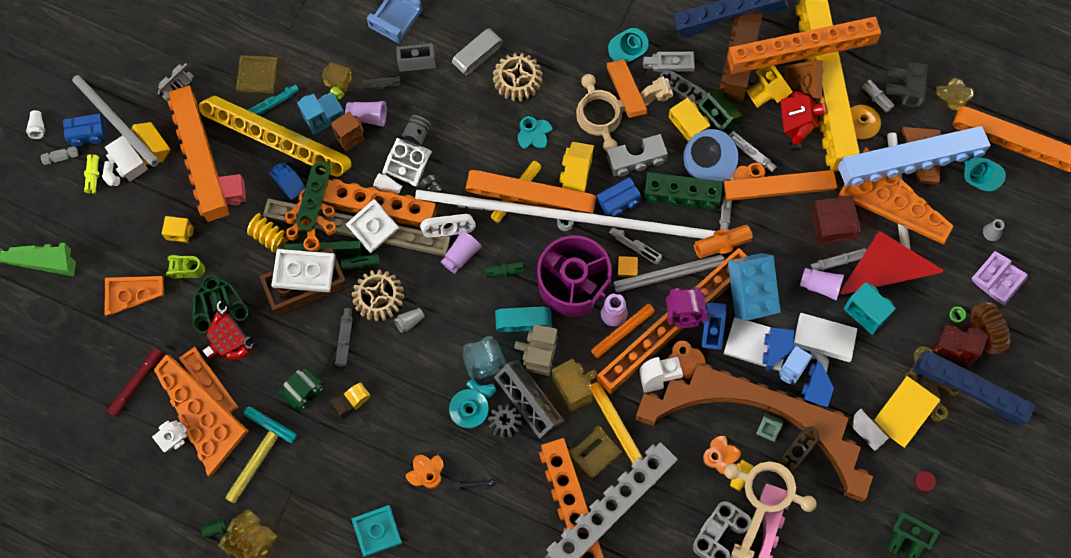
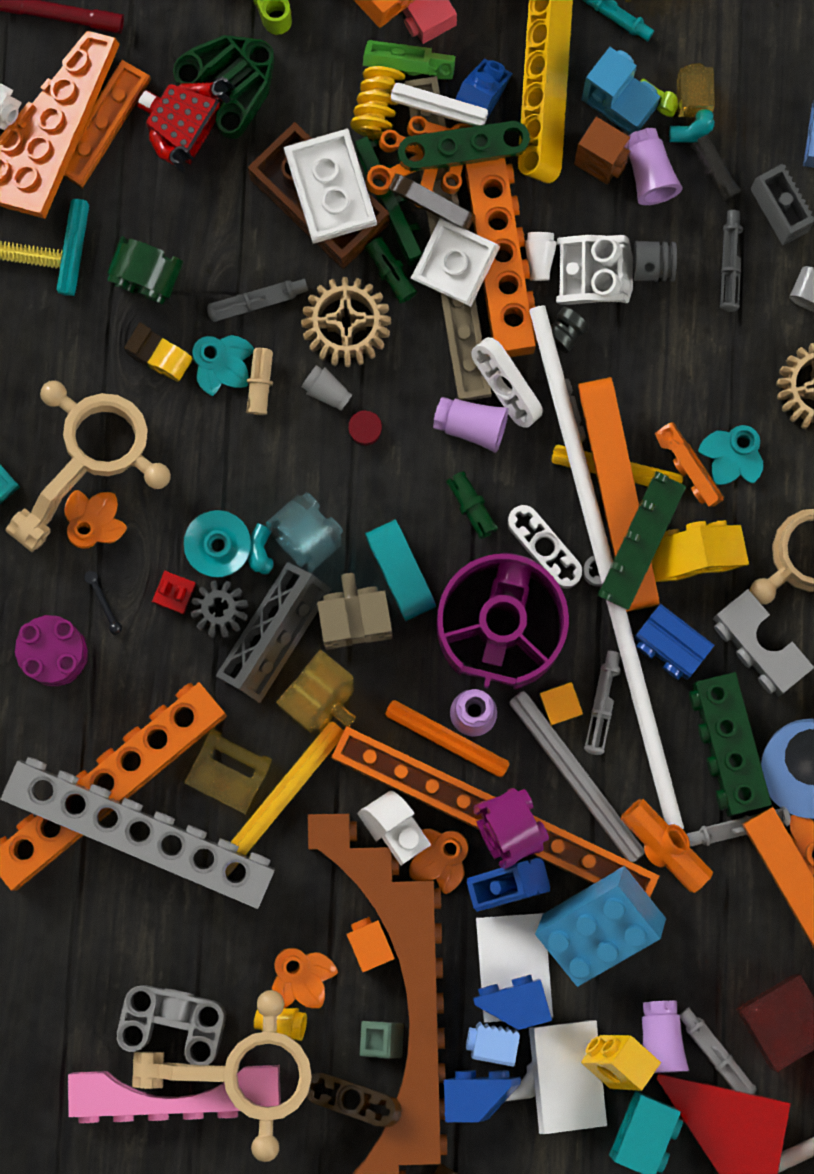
camera: 65 degrees right, 10 degrees up
(252, 208) = (409, 59): none -> bright green hinge
(285, 200) = (439, 105): none -> white axle
(335, 222) = (431, 201): none -> beam
(357, 86) = (689, 134): none -> teal arm
(372, 367) = (226, 366): none -> teal plate
(390, 353) = (259, 381): none -> tan axle
(417, 506) = (31, 527): none -> tan piece
(434, 95) = (731, 262): none -> dark grey piece
(439, 309) = (365, 428): none -> dark red tile
(485, 443) = (174, 592): none -> red tile
(490, 520) = (51, 650): none -> magenta brick
(527, 242) = (522, 533): none -> white beam
(528, 155) = (688, 463): none -> orange hinge
(561, 189) = (641, 540): none -> dark green hinge
(717, 411) = (369, 944): none -> orange brick
(828, 305) = (620, 1062): none -> yellow brick

